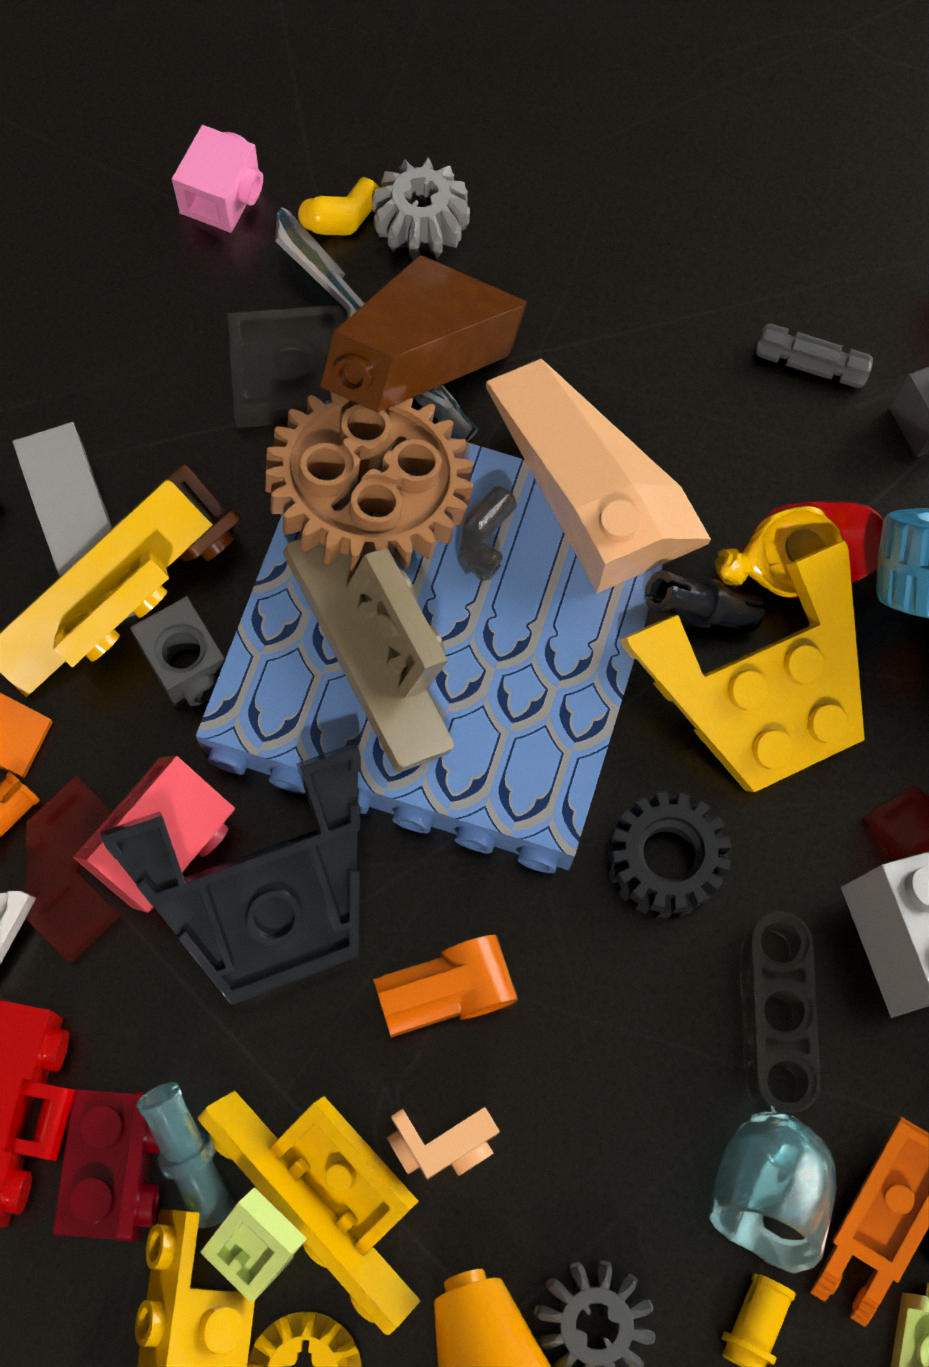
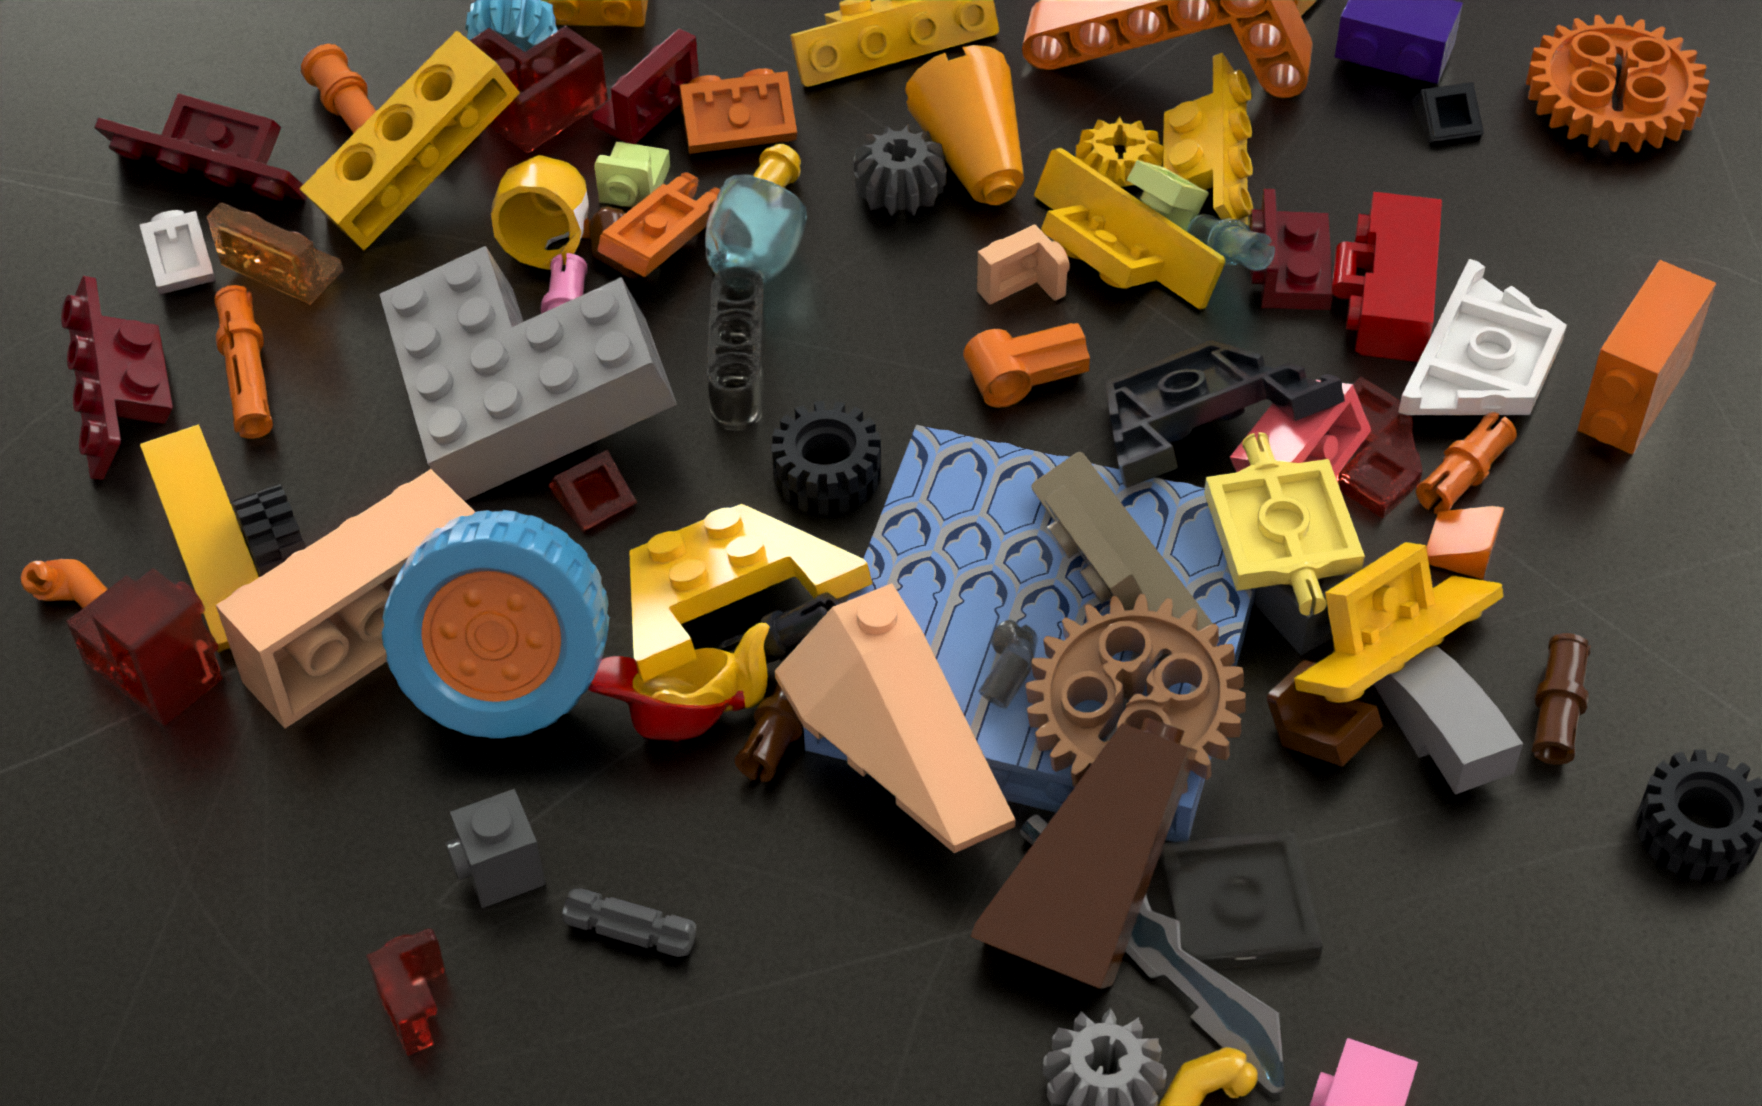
camera: 175 degrees left, 20 degrees down
(194, 682) = (1283, 524): none -> light yellow plate
(712, 511) = (770, 737): none -> reddish brown pin

